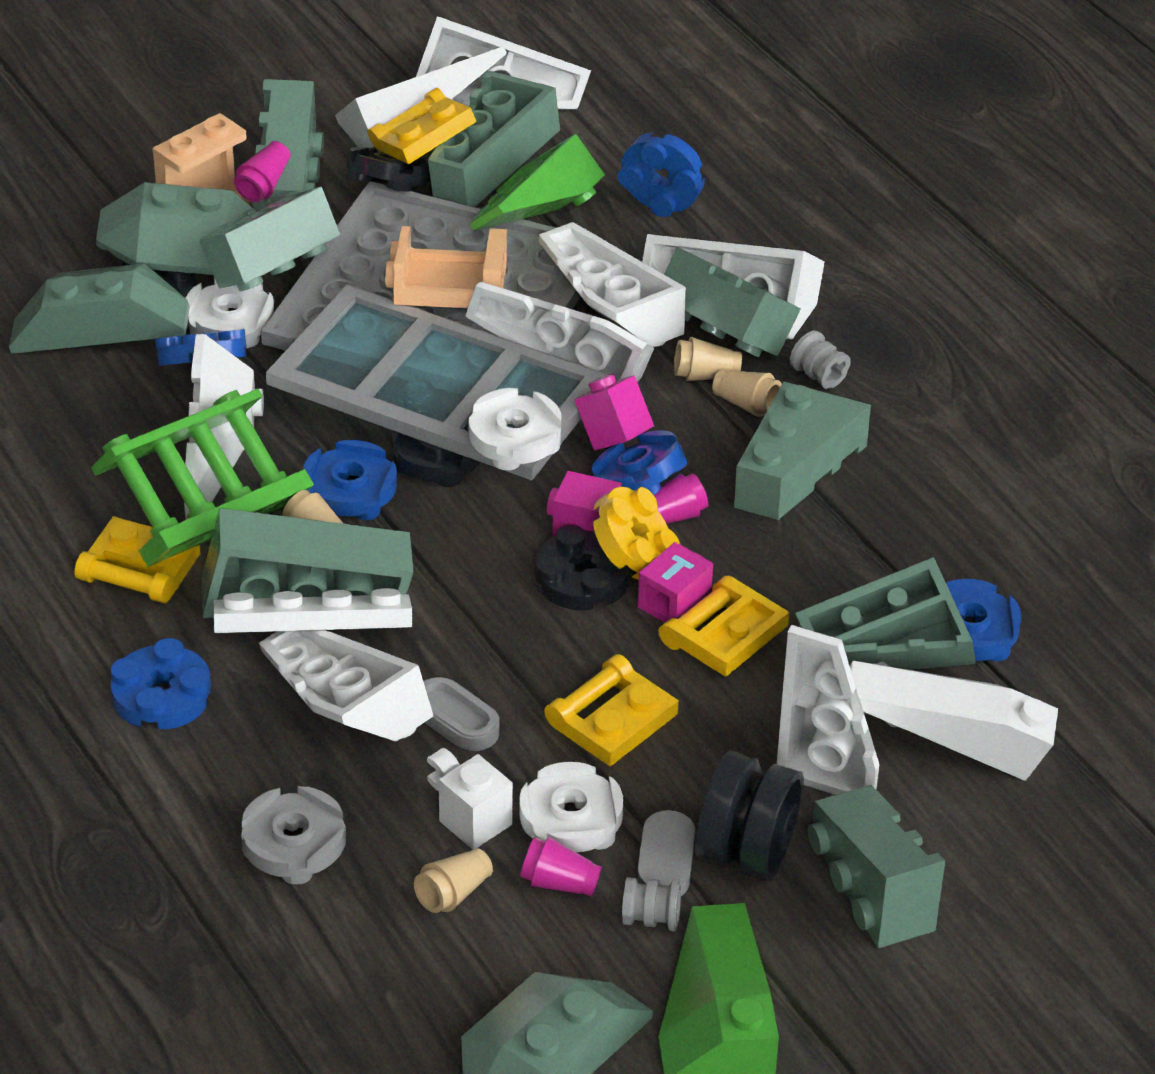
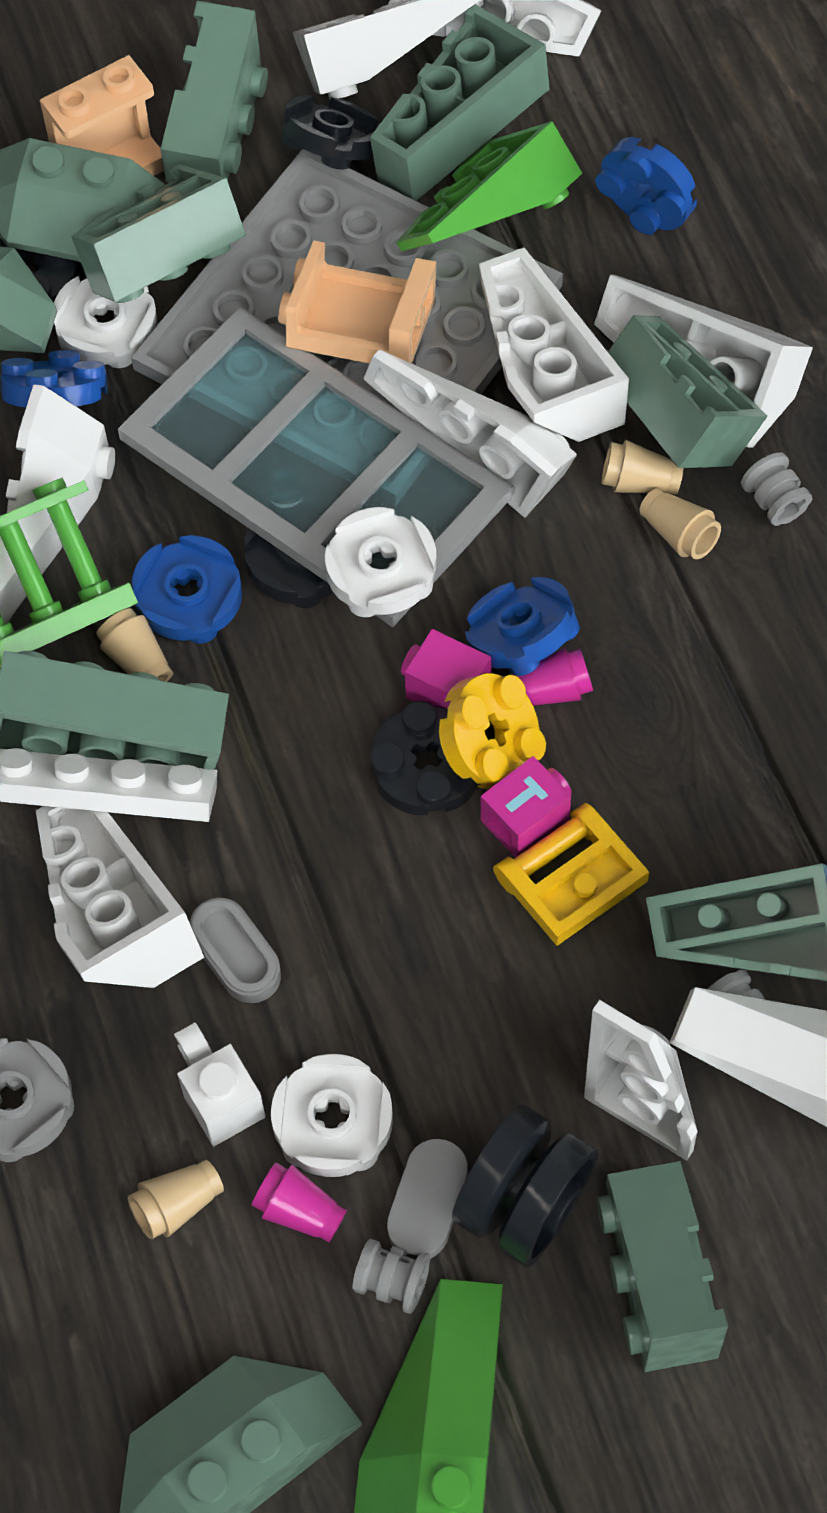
camera: 15 degrees right, 20 degrees up
(261, 173) = (172, 133): dark pink cone -> none
(421, 127) = (375, 84): yellow plate -> none
(613, 411) = (507, 544): dark pink brick -> none
(619, 722) = (424, 990): yellow plate -> none
(795, 446) = (714, 622): sand green wedge -> none

